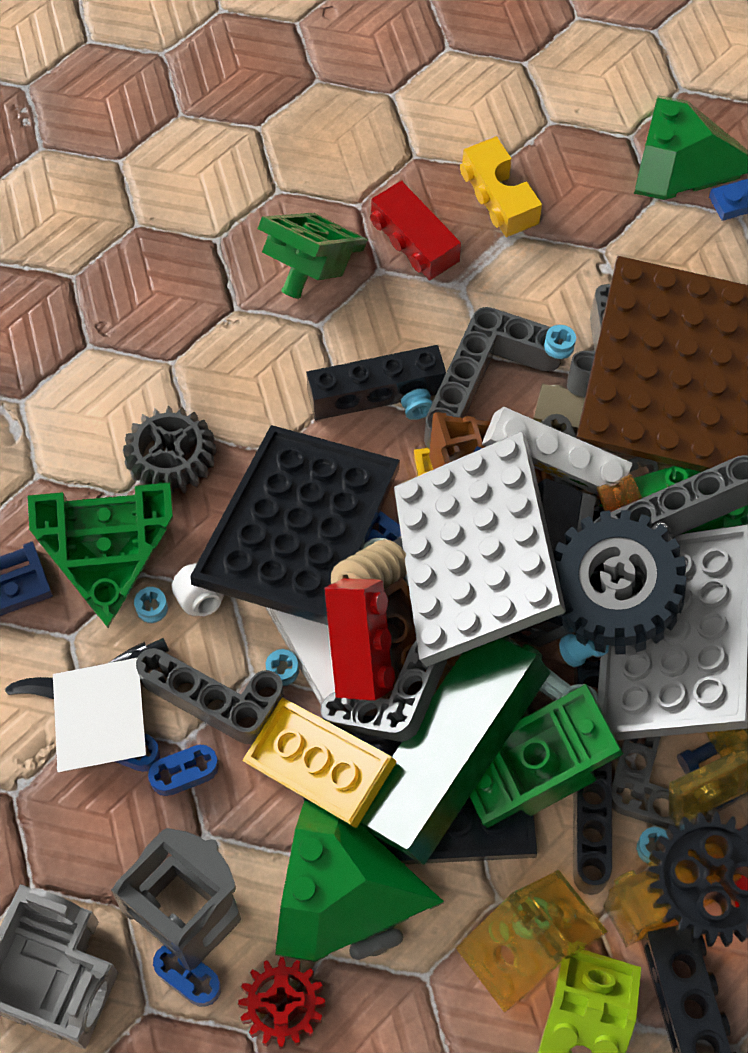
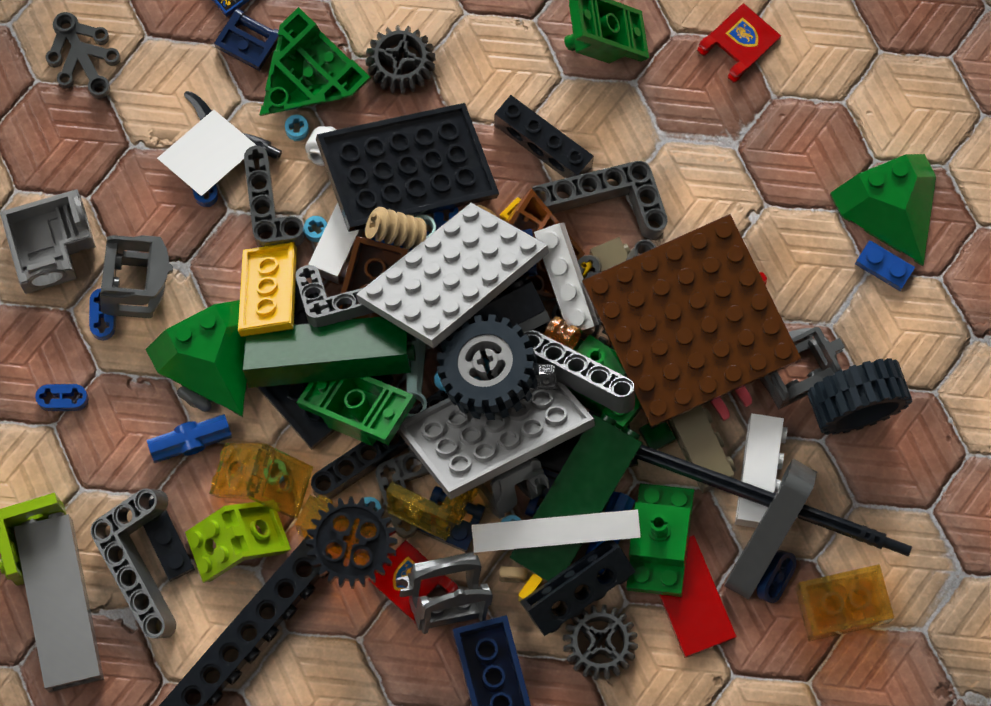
camera: 50 degrees right, 10 degrees up
(180, 762) = (210, 228): blue beam -> none
(263, 1001) = (115, 380): red gear -> none
(359, 638) = (346, 253): red brick -> none
(415, 230) = (675, 81): red brick -> none
(417, 403) = (549, 174): medium azure bush -> none
(418, 152) = (743, 38): none -> red flag
(421, 985) = (189, 438): none -> blue piece
(509, 206) = (764, 88): yellow arch -> none
(566, 348) = (651, 232): medium azure bush -> none

